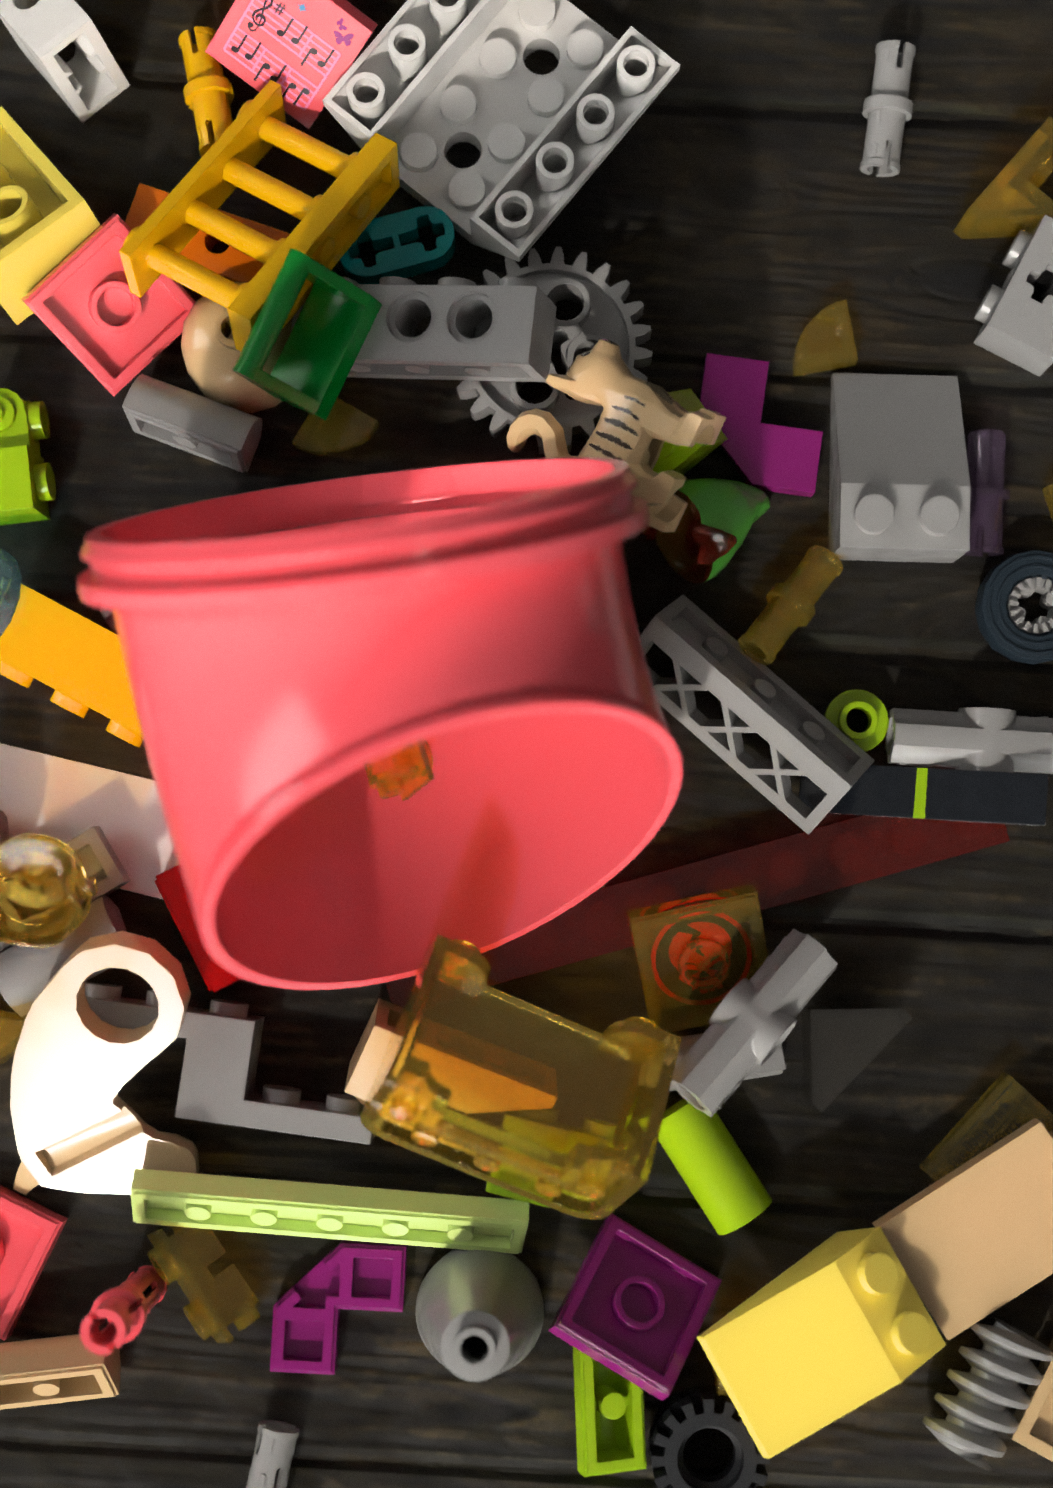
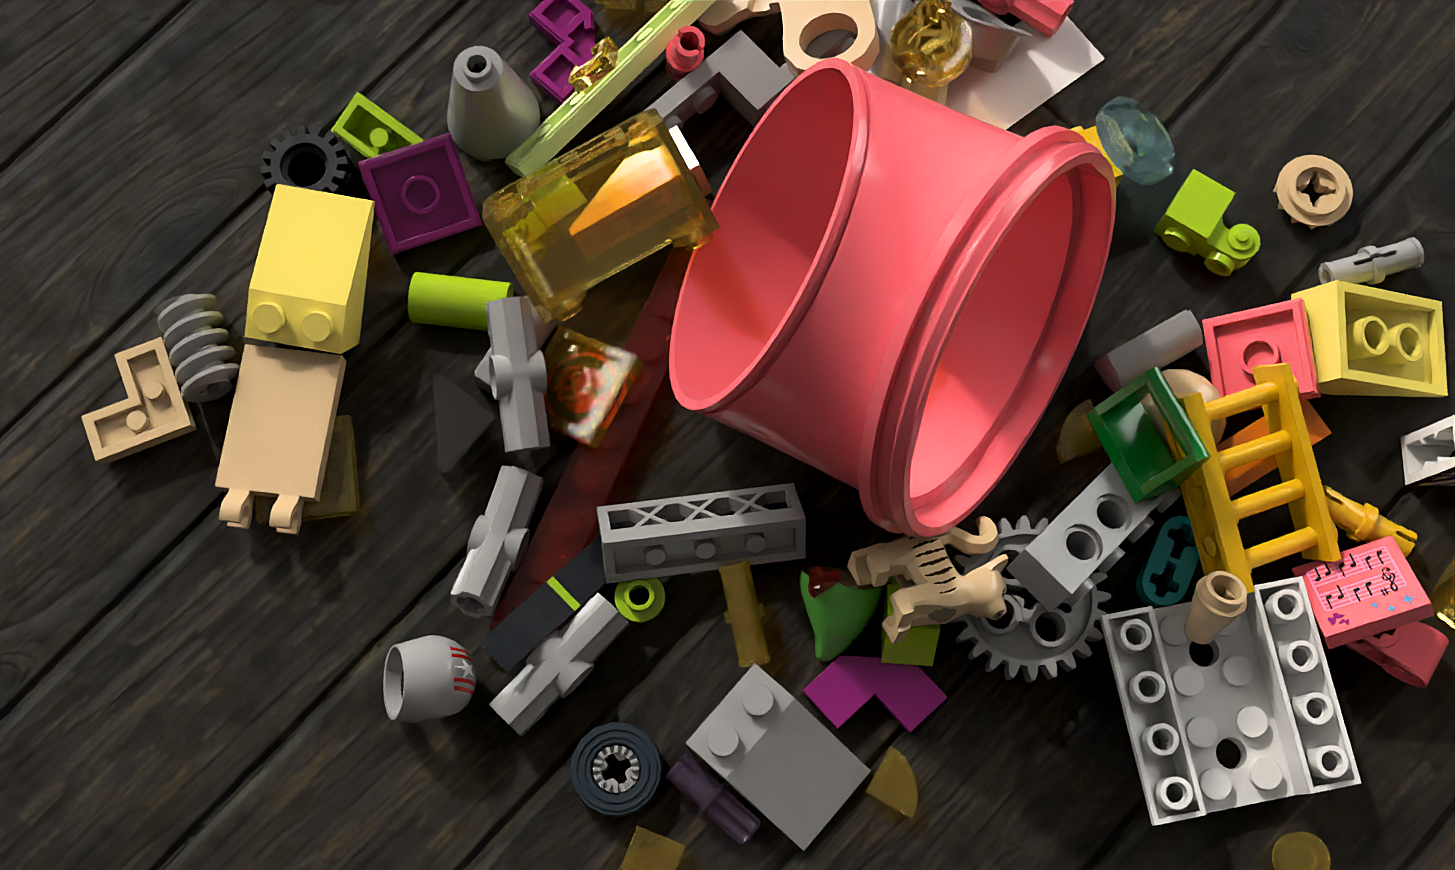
camera: 125 degrees right, 10 degrees down
(243, 1141) = (684, 52): none -> coral pin
(340, 1238) = (597, 67): none -> clear yellow tile
(422, 156) = (1215, 605): none -> tan cone
(924, 903) = (497, 542): none -> light grey piece

